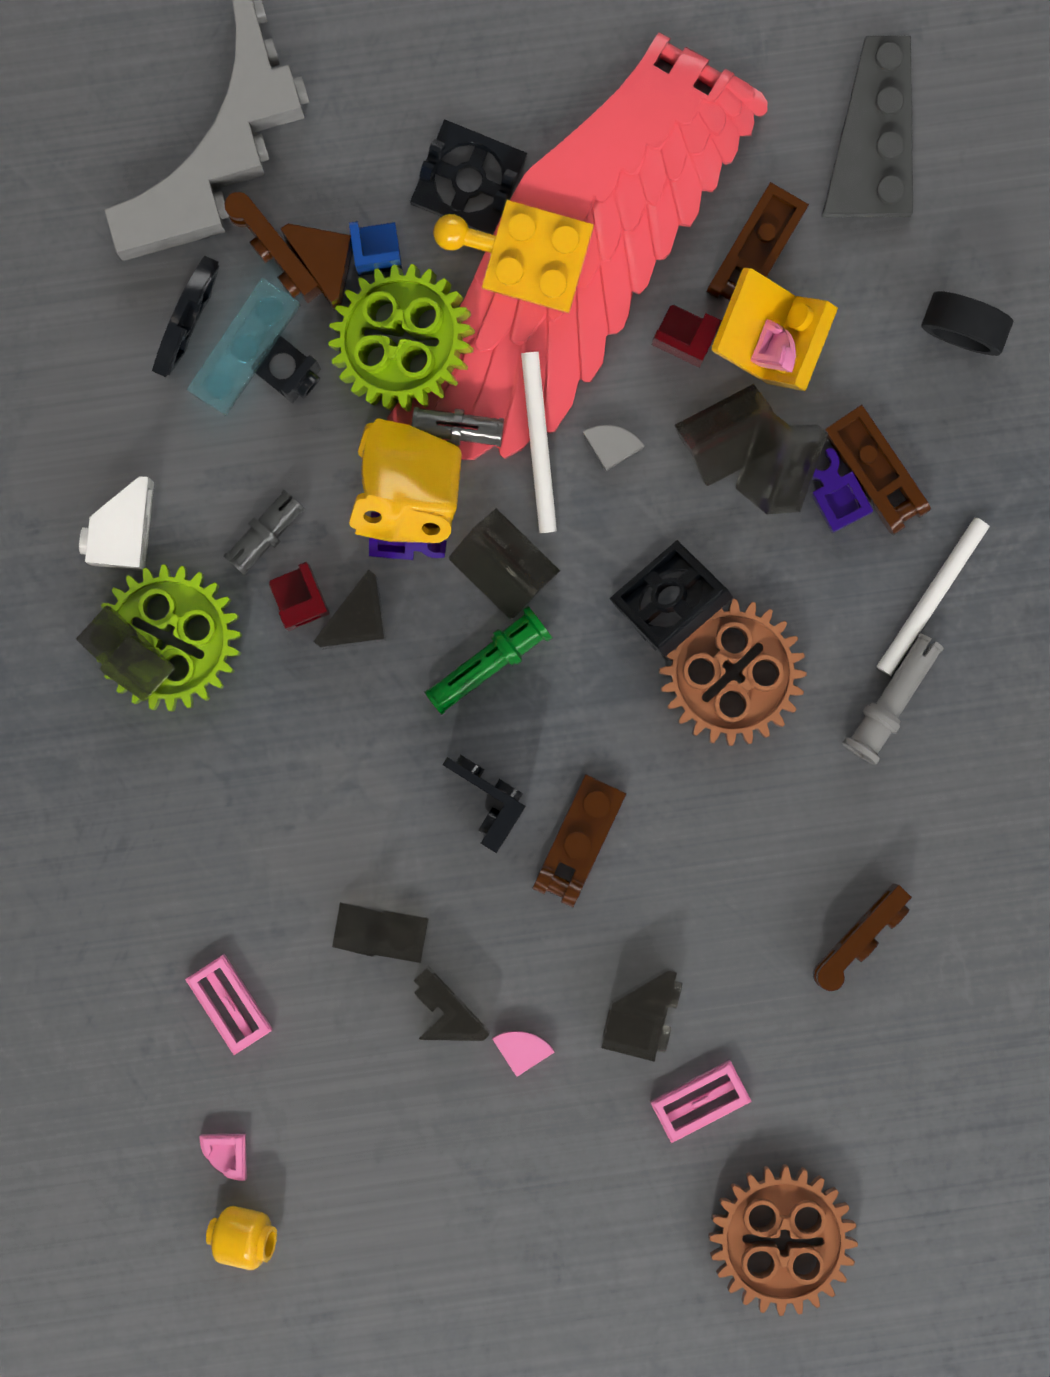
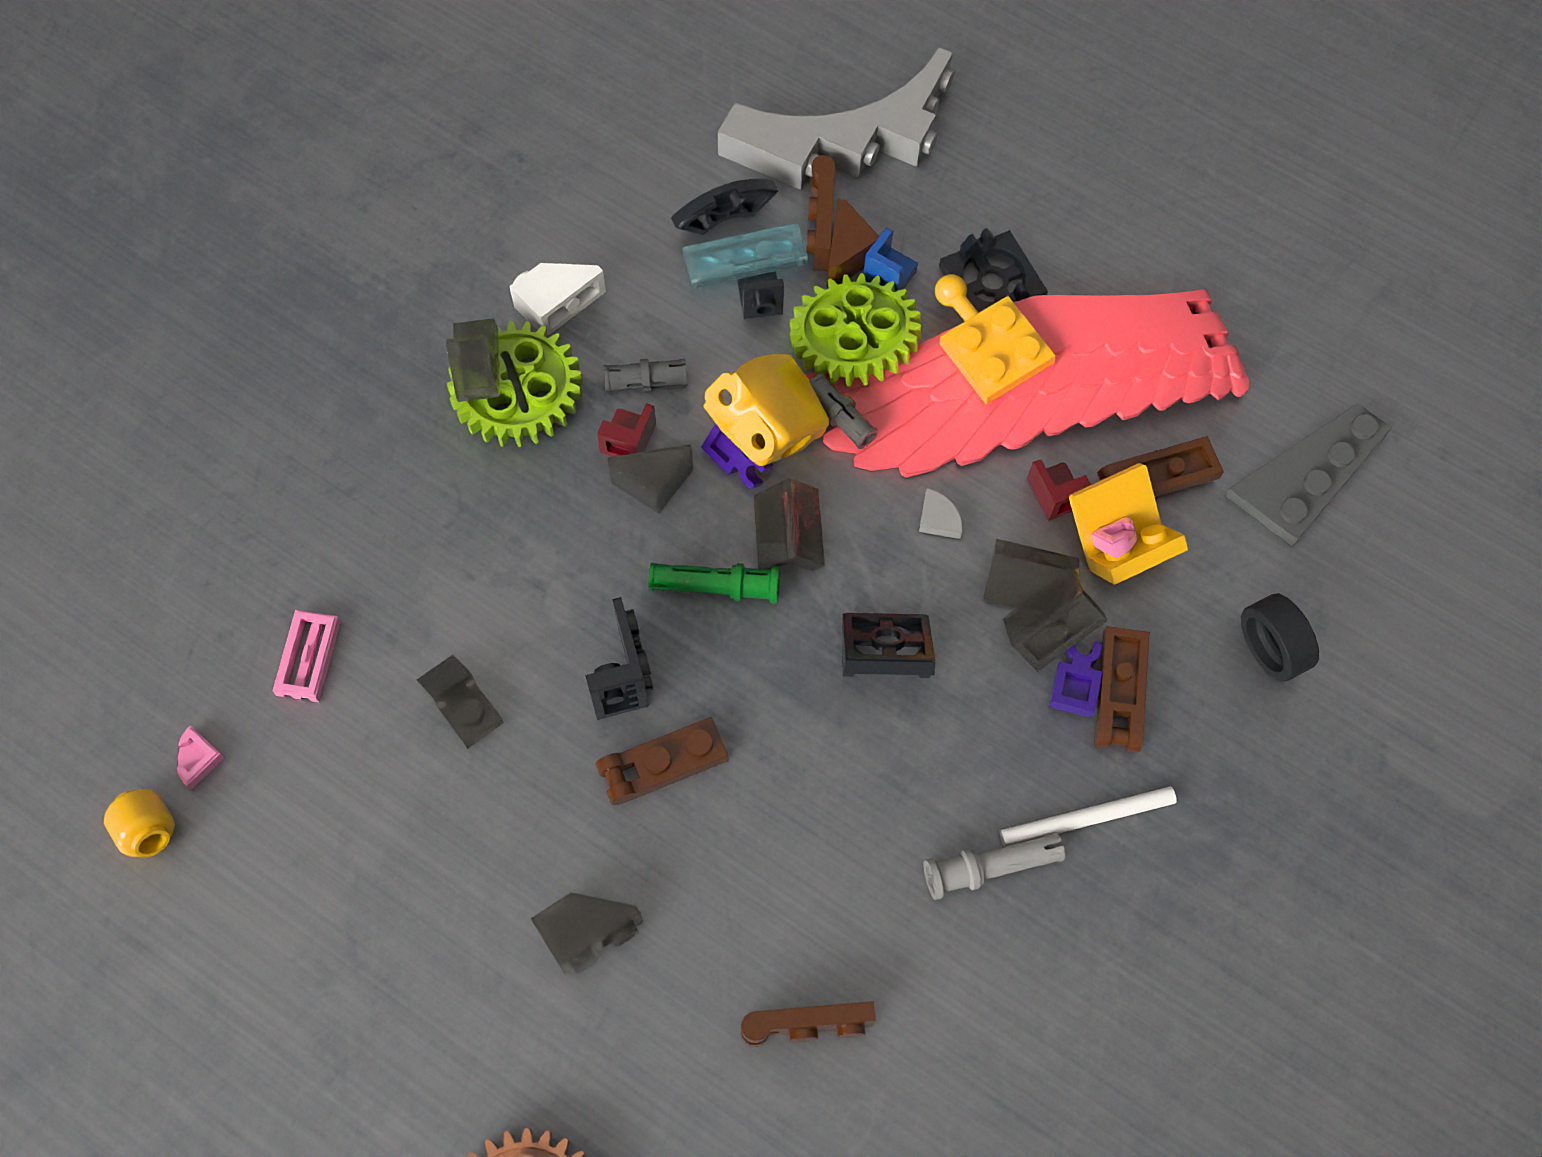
camera: 40 degrees right, 20 degrees down
(457, 1021) = (448, 804): clear smoke slope -> none
(522, 1049) = (474, 875): bright pink tile -> none
(538, 442) = (887, 470): white bar -> none
(692, 1085) = (606, 1051): bright pink tile -> none
(760, 702) = (889, 776): nougat gear -> none

